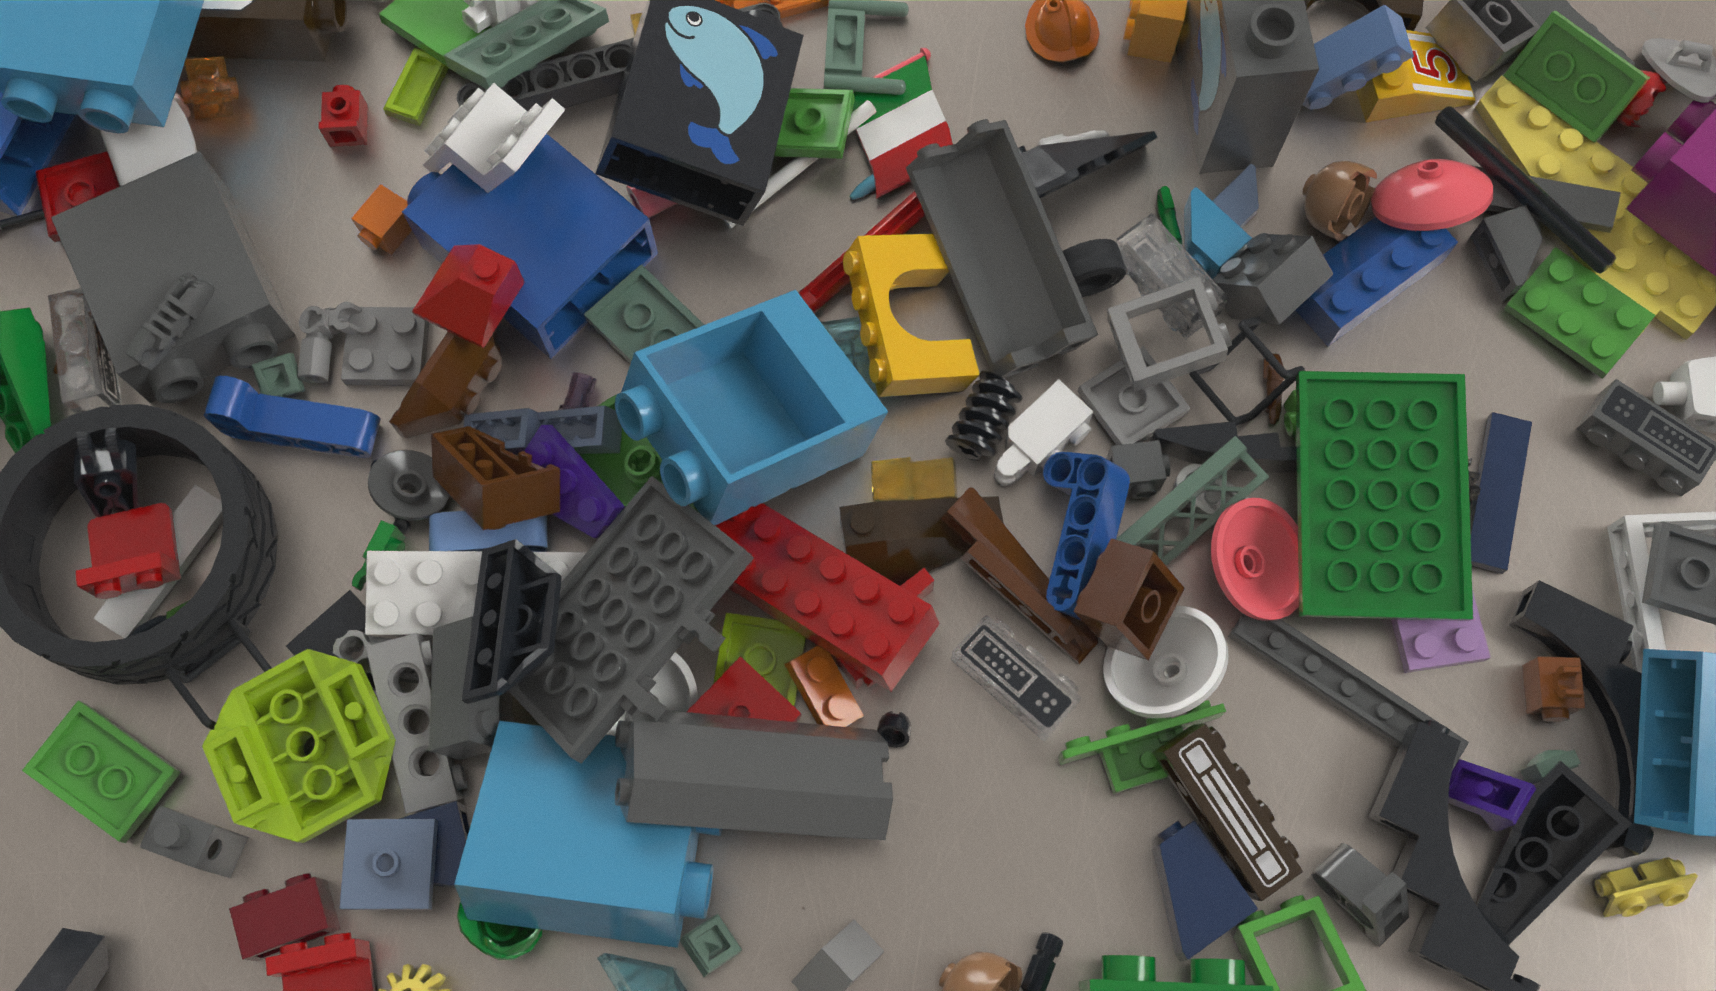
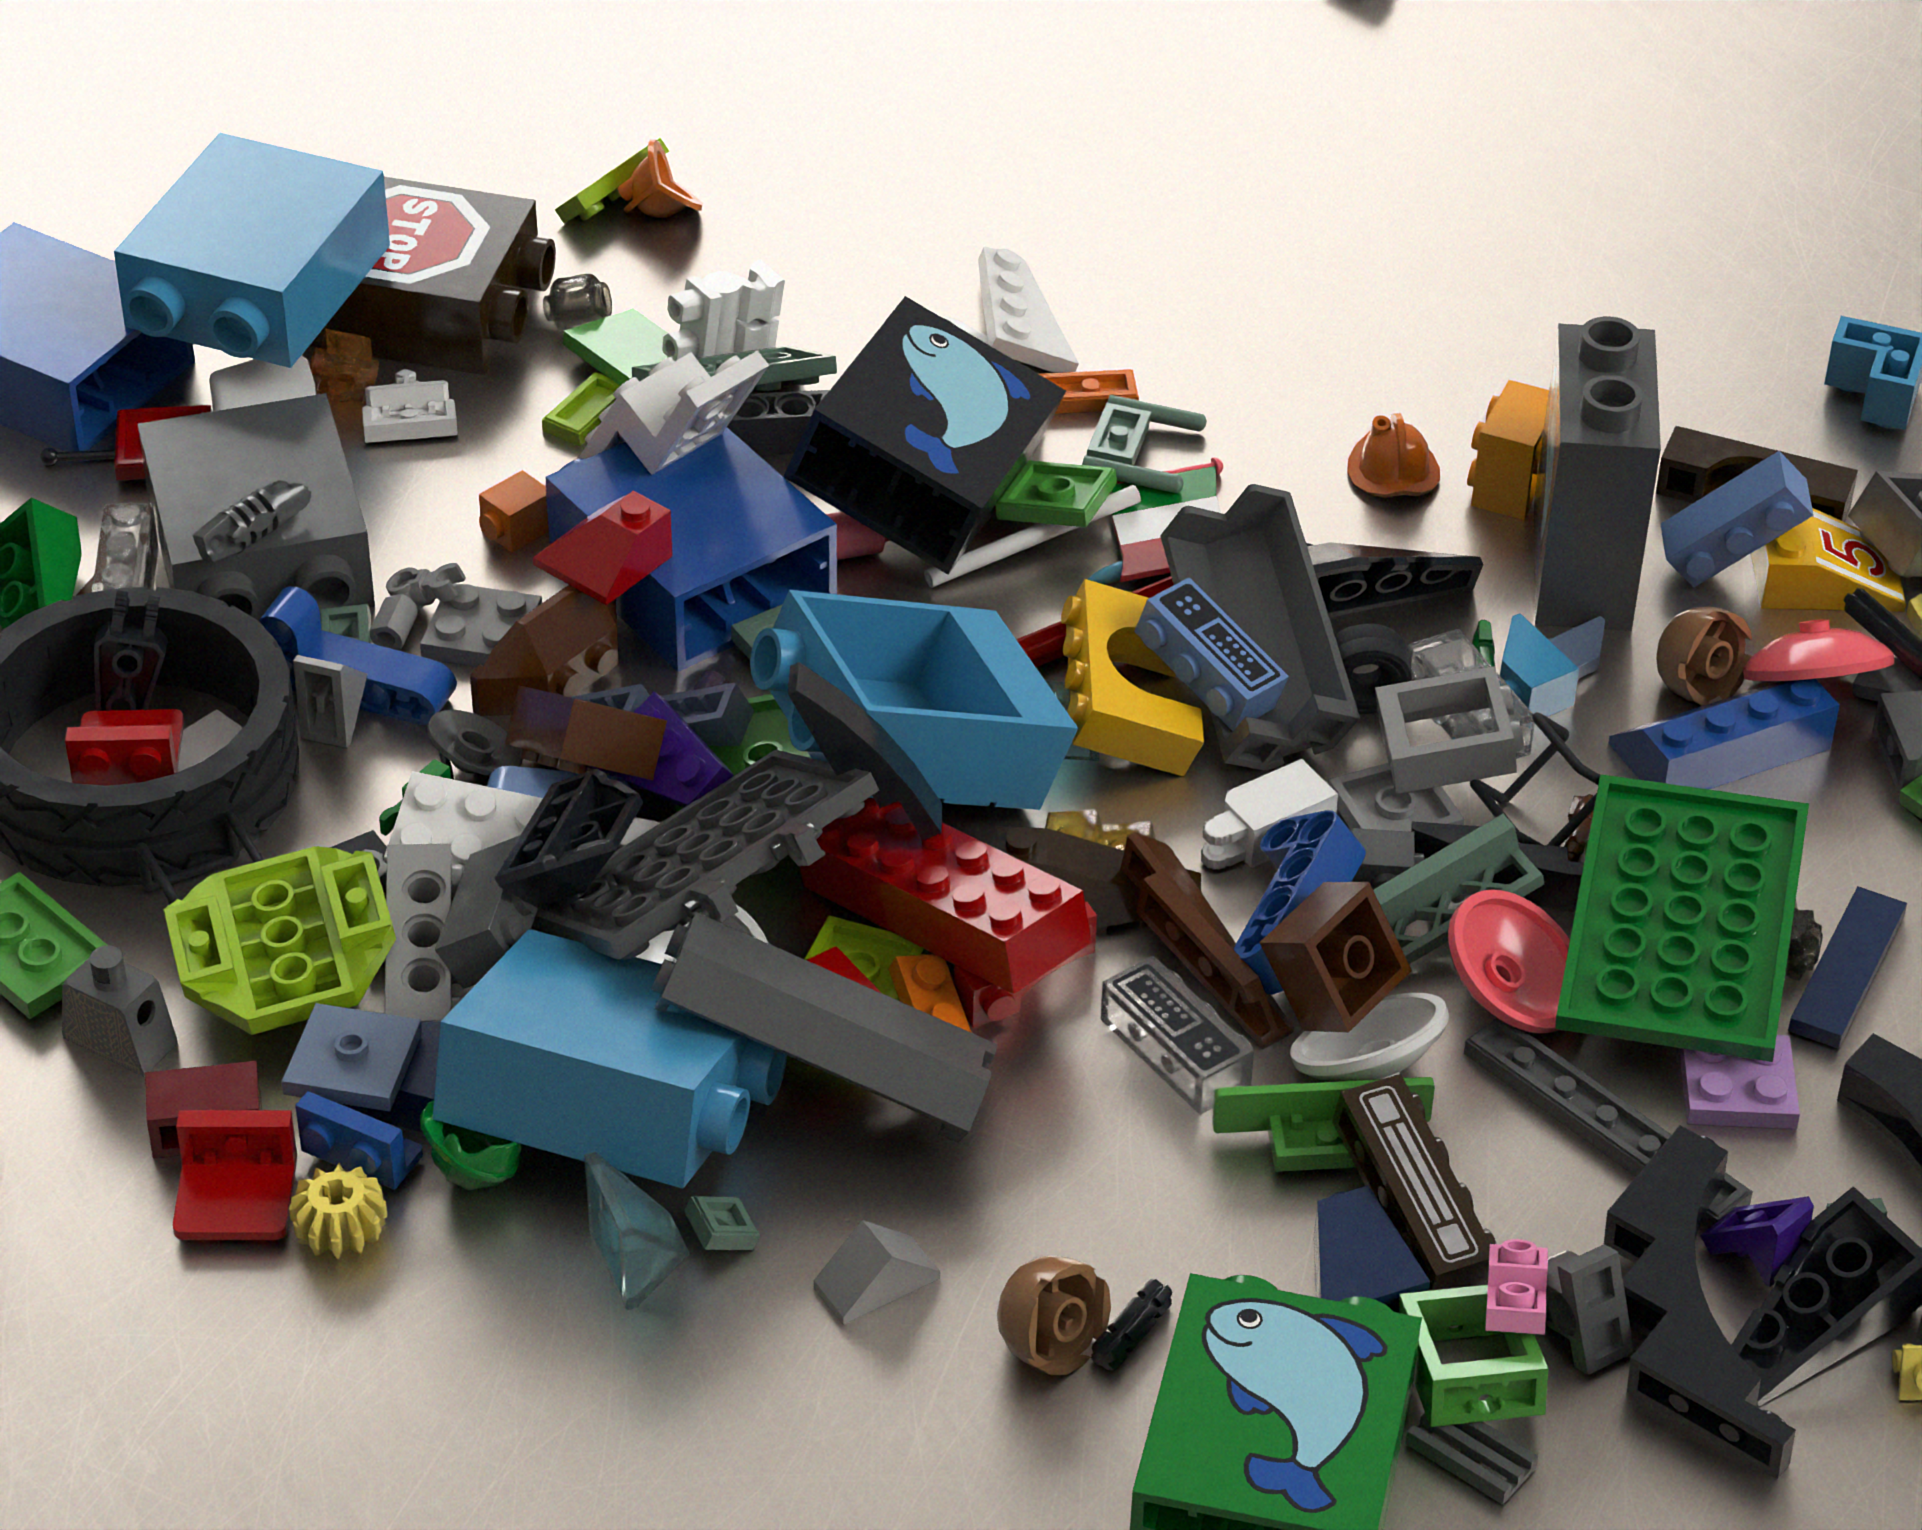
camera: 10 degrees right, 30 degrees down
(273, 118) = (408, 410): none -> white slope
(280, 463) = (327, 700): none -> light grey slope
(344, 117) = (498, 406): red brick -> none
(425, 932) = (355, 1140): none -> blue bracket
(729, 512) = (857, 741): none -> black slope
(895, 721) = (1003, 1060): black hinge -> none
(970, 292) = (1210, 653): none -> medium blue brick
(982, 416) = (1197, 789): black piece -> none
(1272, 277) = (1597, 696): dark grey brick -> none
(1329, 917) = (1517, 1287): none -> bright pink slope
(1553, 687) = (1875, 1148): dark orange brick -> none

